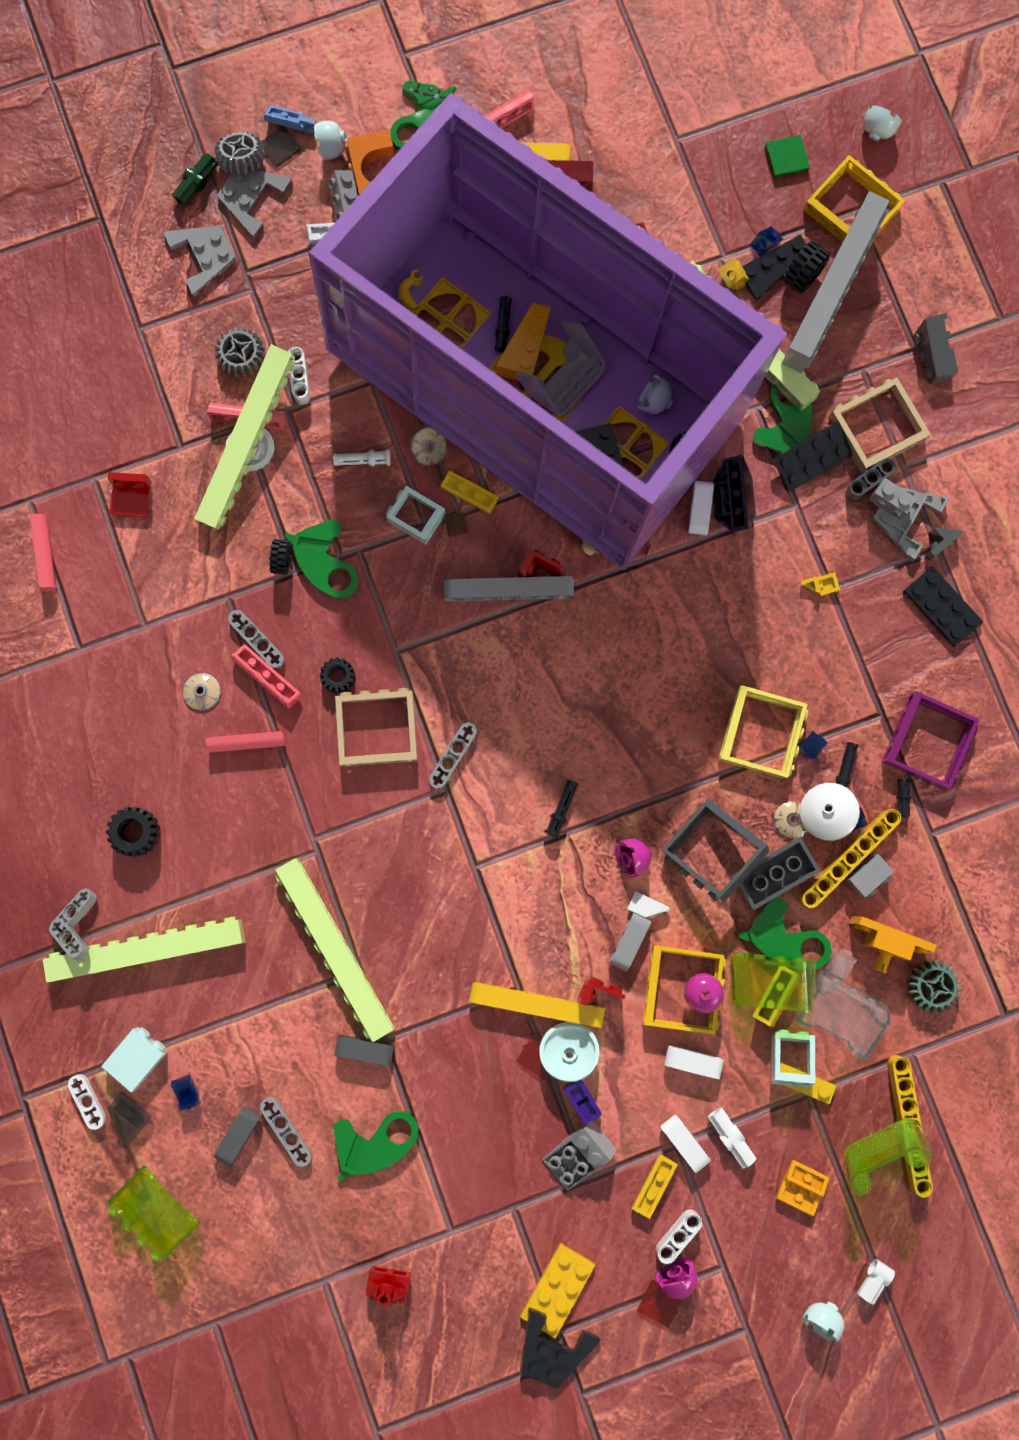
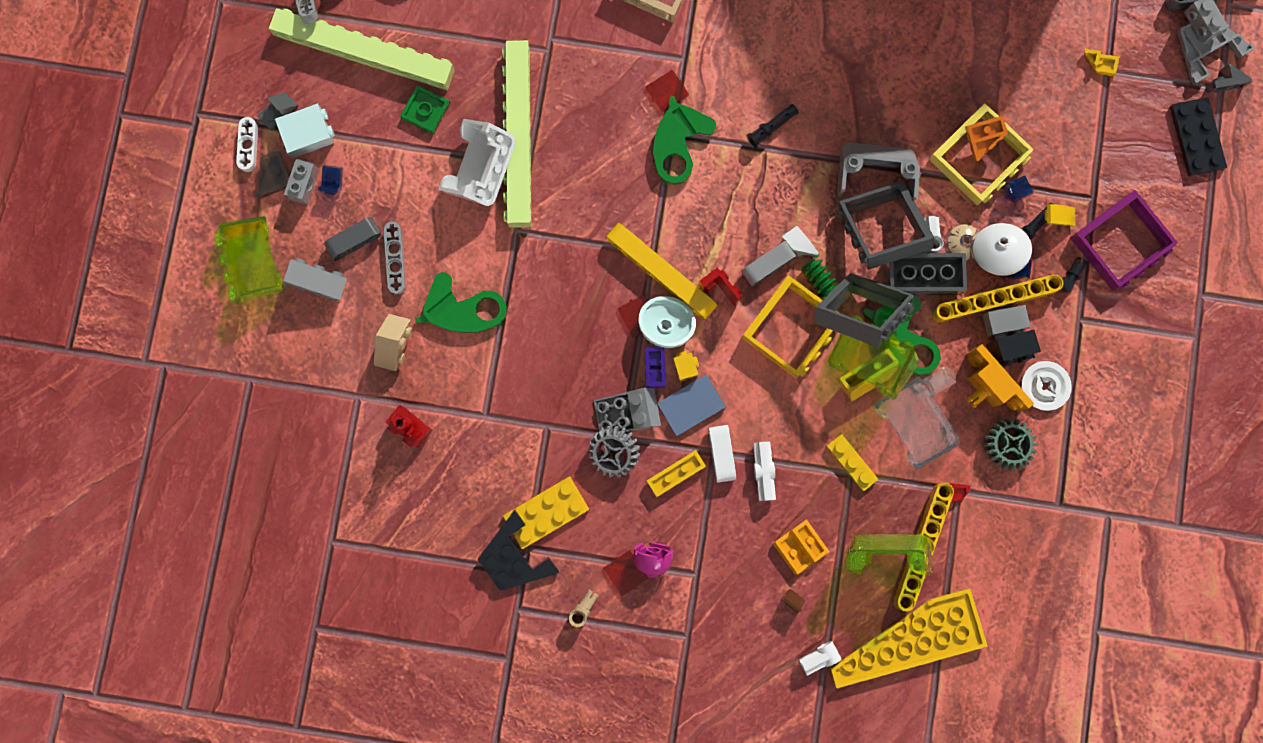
camera: 30 degrees right, 0 degrees up
(96, 1052) = (278, 107): none -> dark grey slope
(159, 1110) = (301, 182): none -> light grey brick
(223, 1198) = (314, 279): none -> light grey wedge
(235, 973) = (425, 110): none -> green tile
(319, 1003) = (482, 163): none -> white windscreen
(328, 1215) = (391, 342): none -> tan brick
(364, 1050) = (496, 228): dark grey beam -> none
(447, 829) = (664, 87): none -> clear red piece
(450, 754) = (705, 33): light grey beam -> none
(475, 859) = (670, 137): none -> green animal
(586, 1194) = (601, 460): none -> light grey gear
(608, 1081) = (685, 366): none -> yellow brick
(632, 1113) = (691, 405): none -> sand blue tile
(634, 857) = (811, 194): dark pink cylinder -> none
(641, 1362) = (583, 608): none -> tan pin
(652, 794) = (856, 154): none -> light grey windscreen
(677, 1246) = (680, 518): white beam -> none
(684, 929) = (819, 277): none -> green piece
(694, 990) = (806, 343): dark pink cylinder -> none
(694, 1062) = (767, 391): white beam -> none
(741, 916) = (869, 289): none -> dark grey window
(758, 716) = (985, 136): none -> orange wing
(759, 829) = (933, 224): none -> white piece
(789, 1078) = (843, 447): window -> none
(823, 1242) = (793, 600): none -> reddish brown slope
(825, 1320) = (759, 664): light aqua cylinder -> none
(863, 751) = (1060, 215): none -> yellow slope
(890, 899) = (1014, 348): none -> black brick
(912, 1054) = (960, 491): none -> red tile
(946, 905) = (1059, 386): none -> white gear
(960, 1199) = (928, 634): none -> yellow wing

